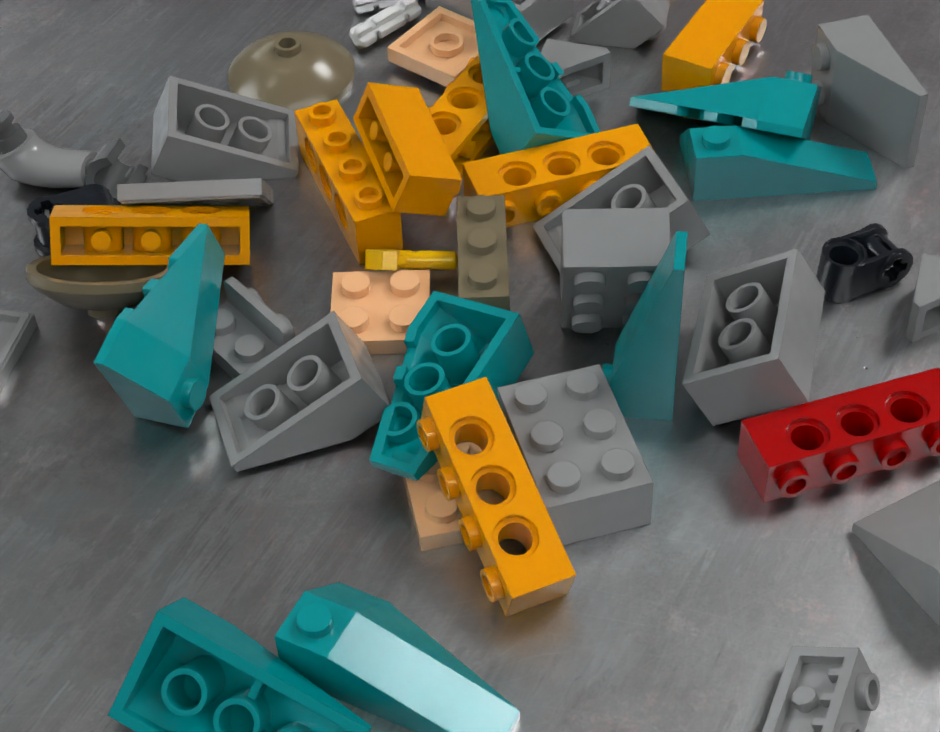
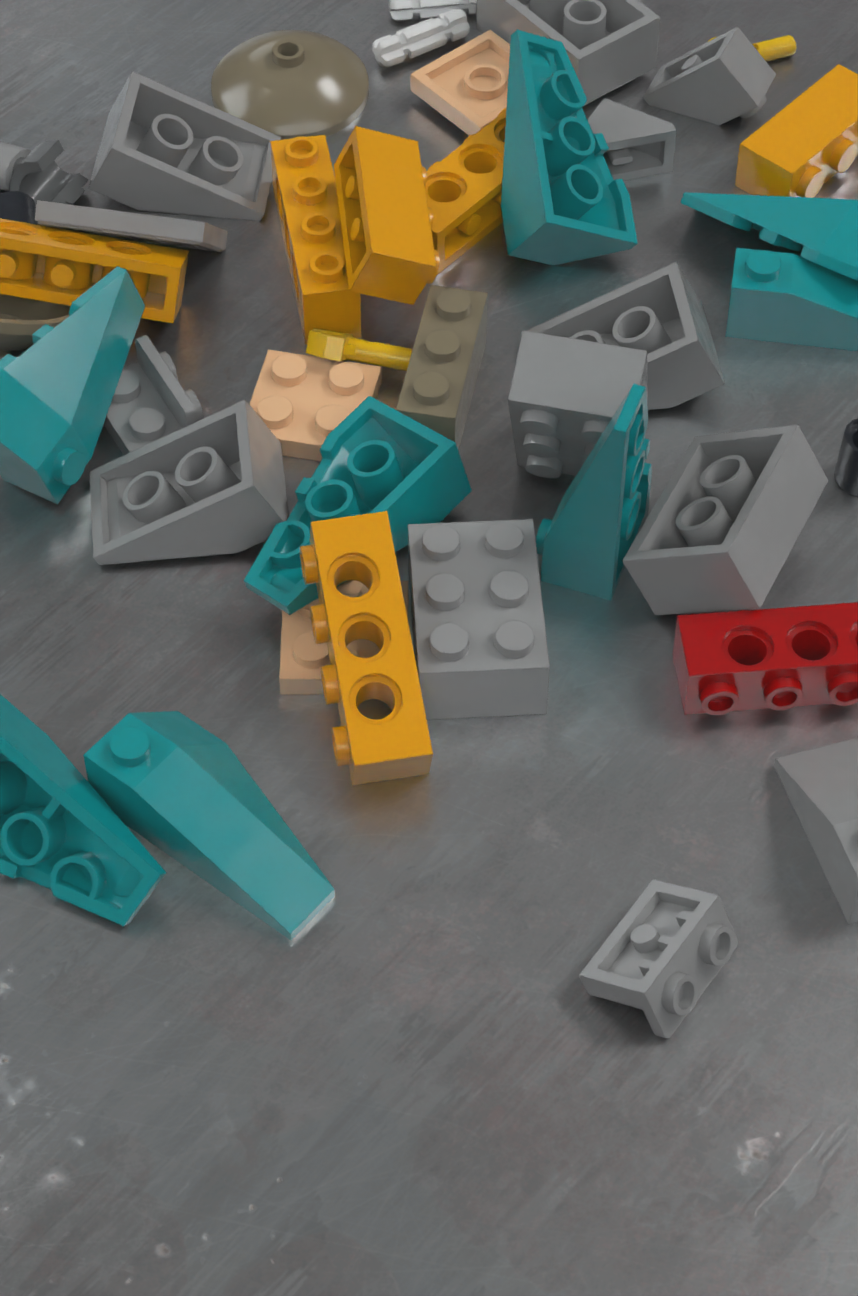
camera: 10 degrees right, 5 degrees up
(550, 174) = (551, 275): light orange brick -> none

